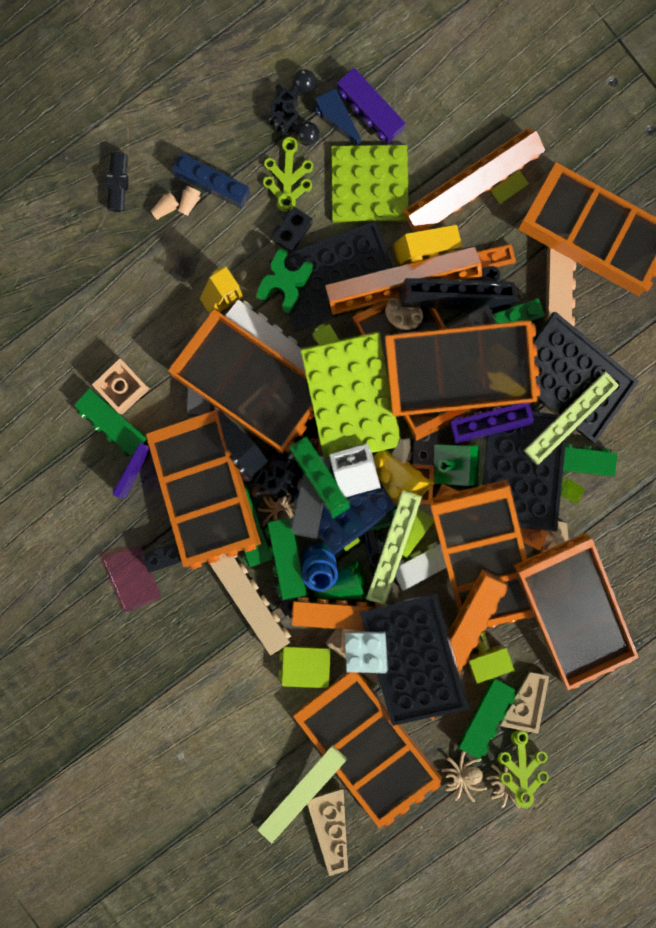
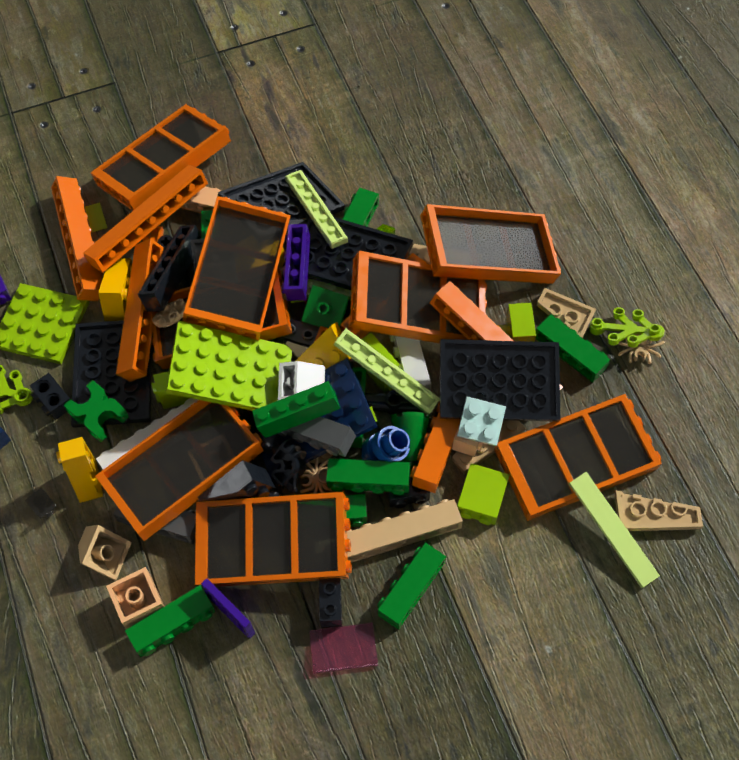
camera: 80 degrees left, 25 degrees down
(155, 339) = (103, 551): none -> tan slope
(201, 624) = (411, 586): none -> green brick
(464, 777) = (625, 380): tan animal -> none
(509, 247) = (145, 218): none -> orange brick

